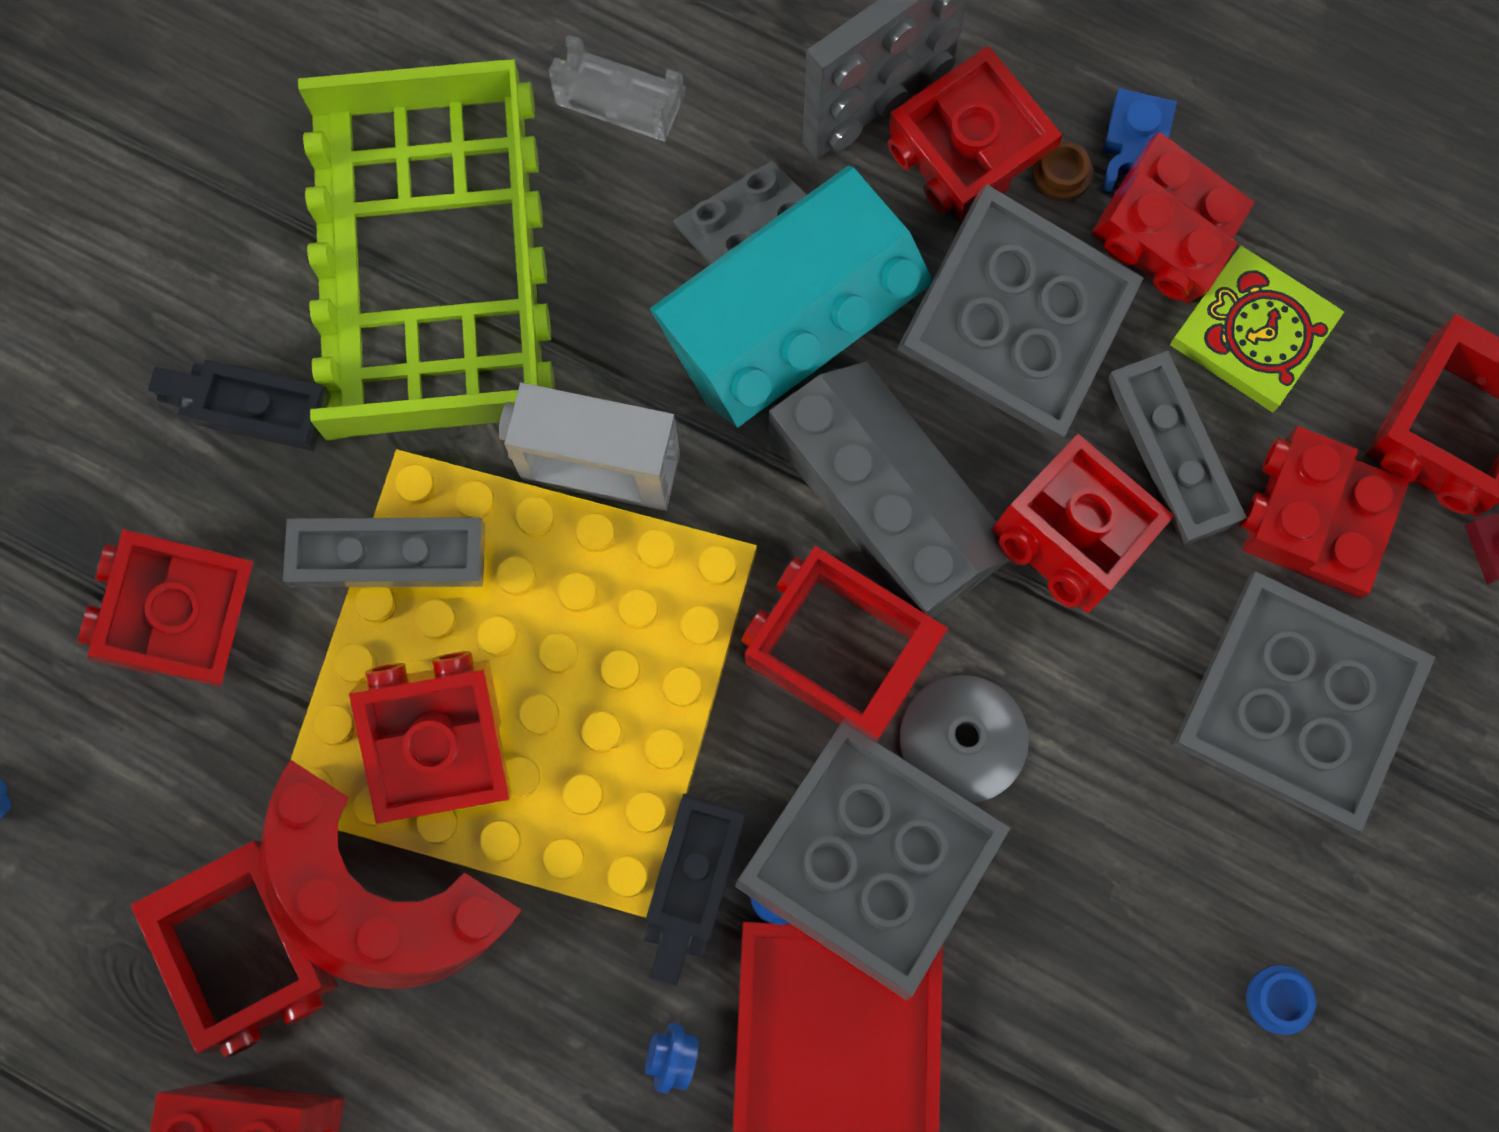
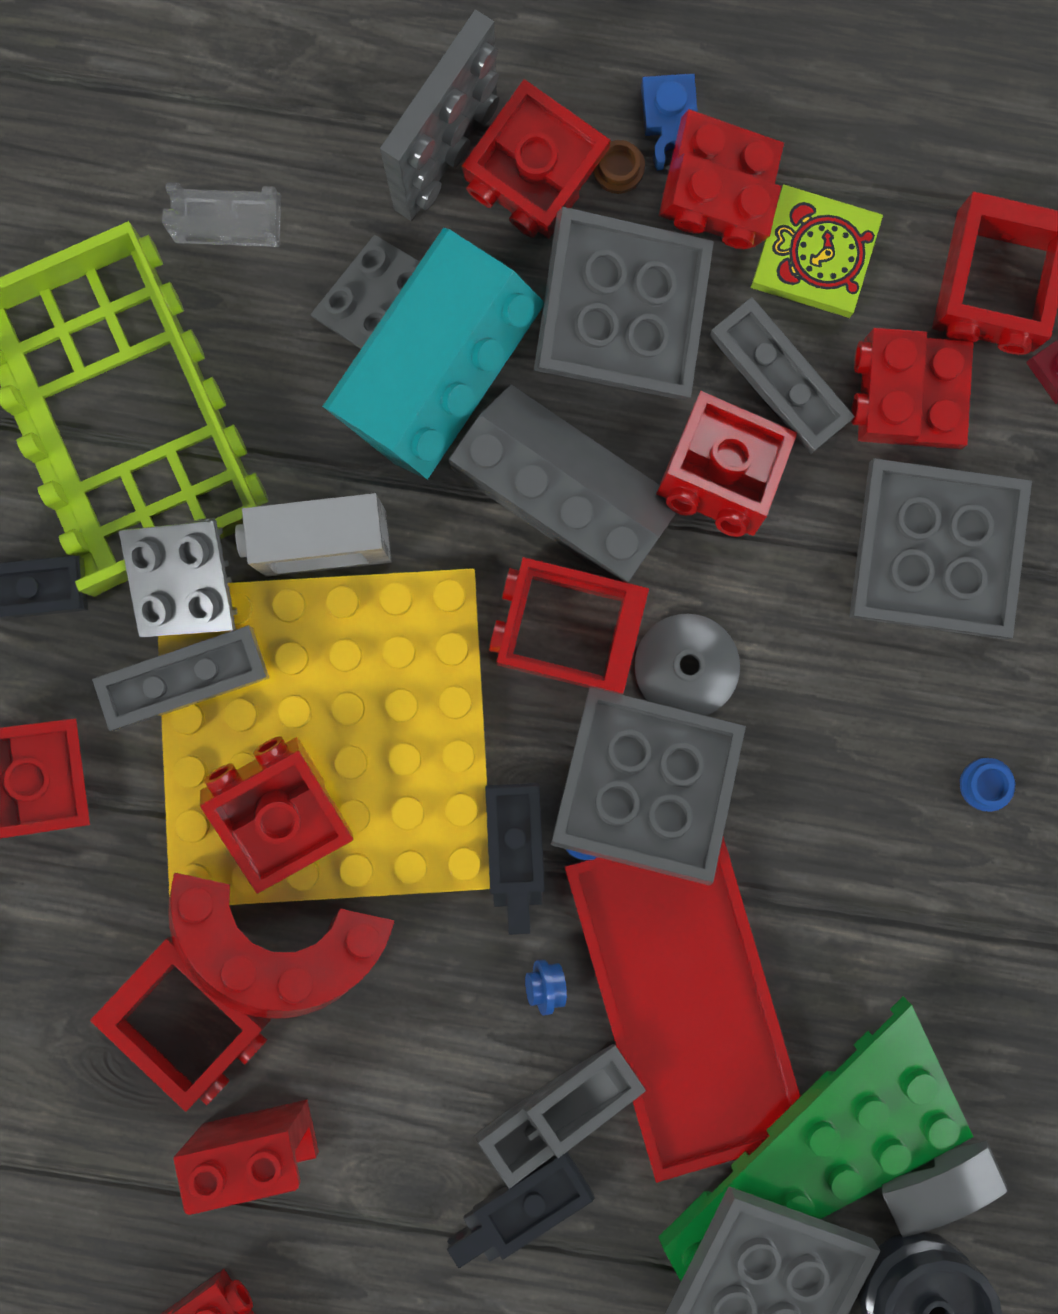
camera: 25 degrees left, 10 degrees up
(423, 441) = (178, 578): none -> hinge

